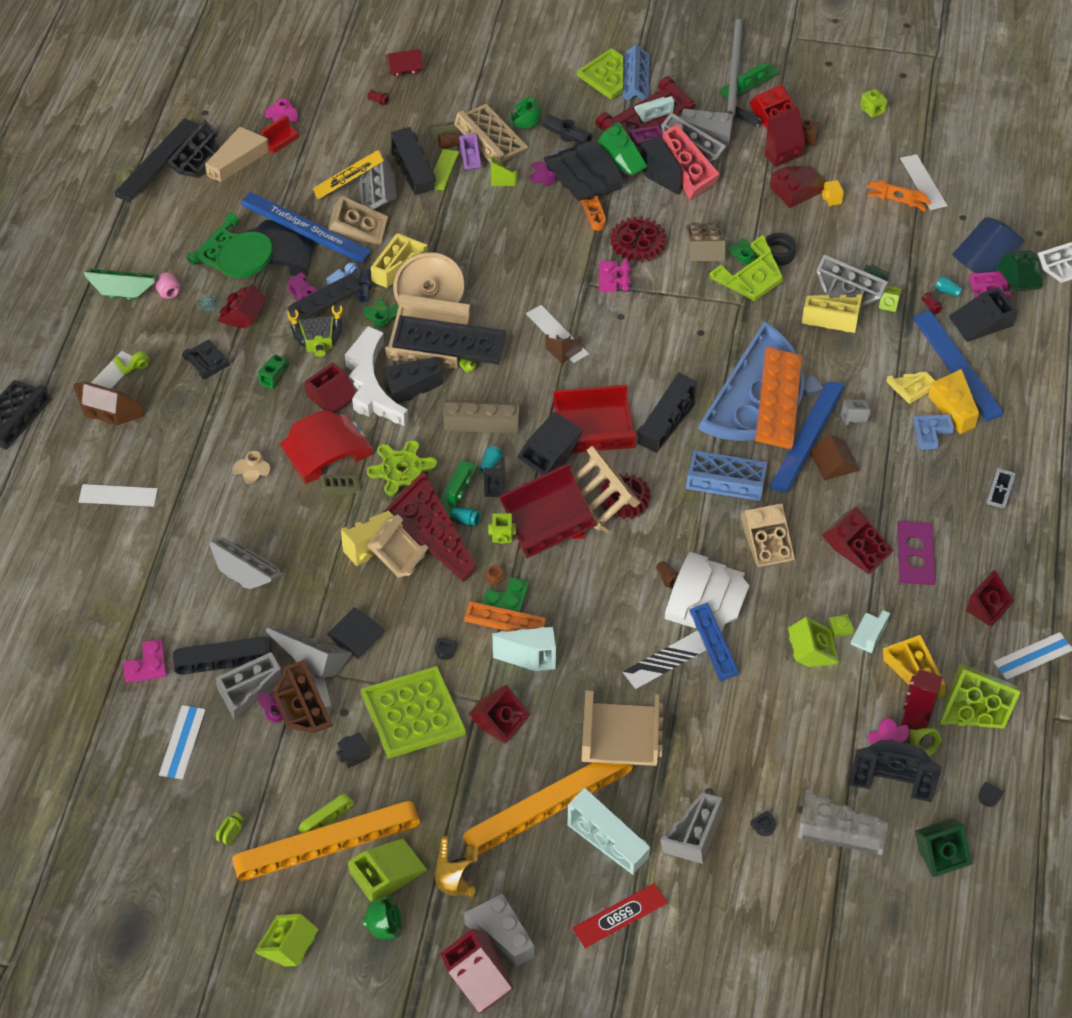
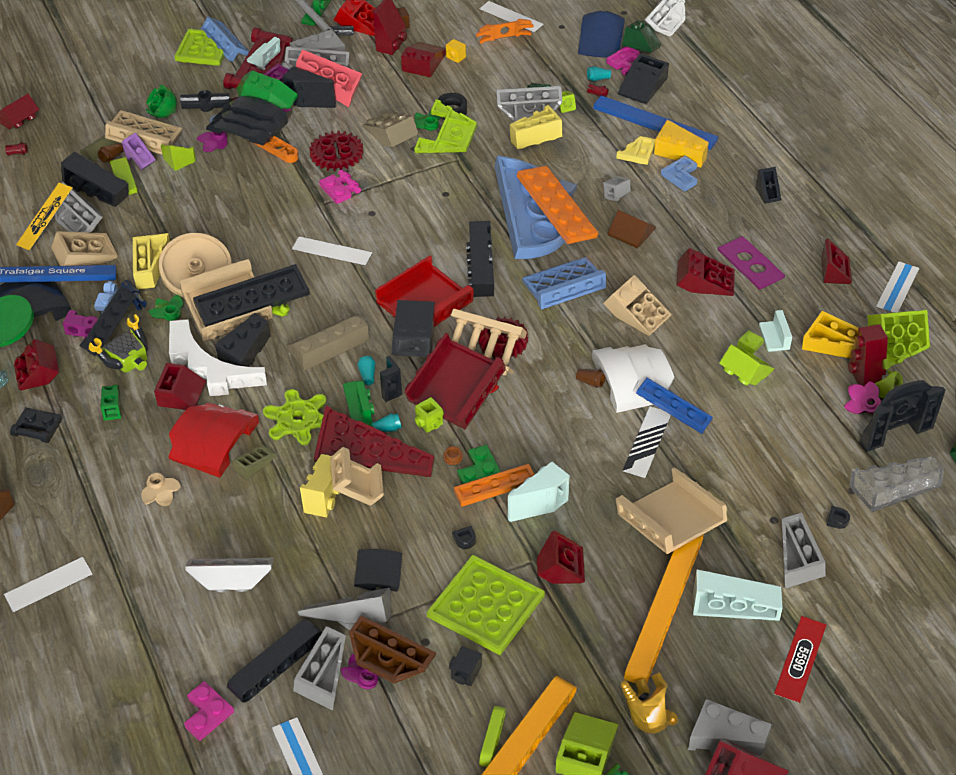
camera: 35 degrees left, 5 degrees down
(563, 348) = (349, 257): reddish brown slope -> none
(807, 437) = (596, 215): blue tile -> none

